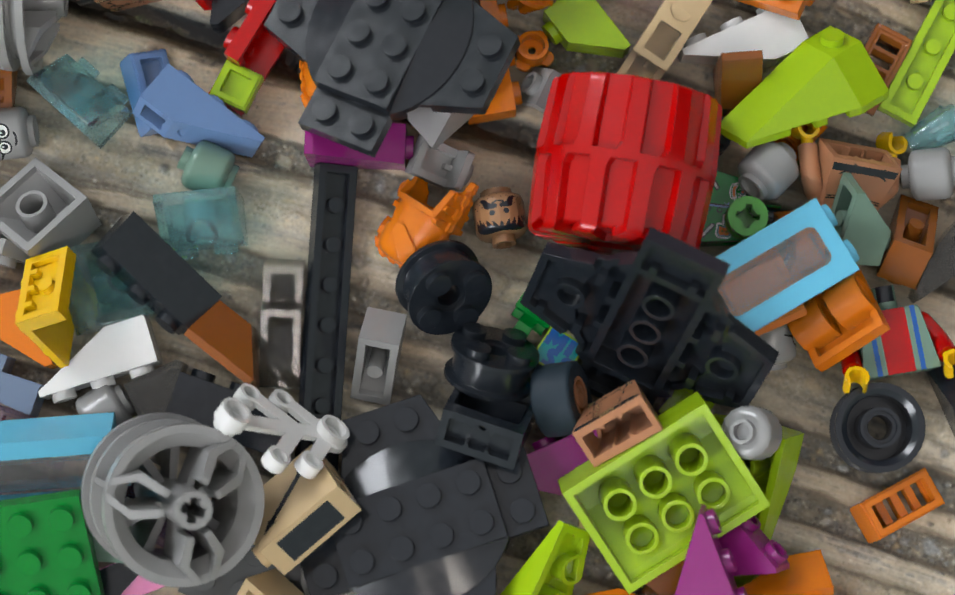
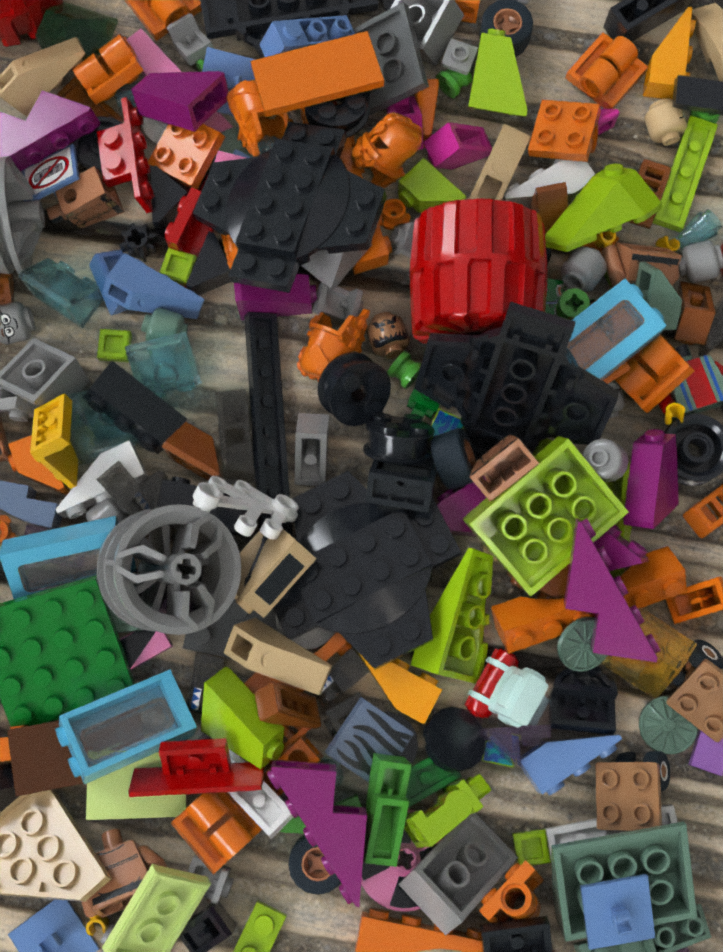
camera: 10 degrees left, 5 degrees down
(131, 383) = (125, 489): none -> clear smoke leg
(139, 179) = (112, 345): none -> lime tile
(178, 40) = (138, 233): none -> black gear
(278, 92) = (210, 267): none -> black slope
(515, 266) = (404, 369): none -> bright green wheel
(811, 464) = (652, 479): none -> magenta slope

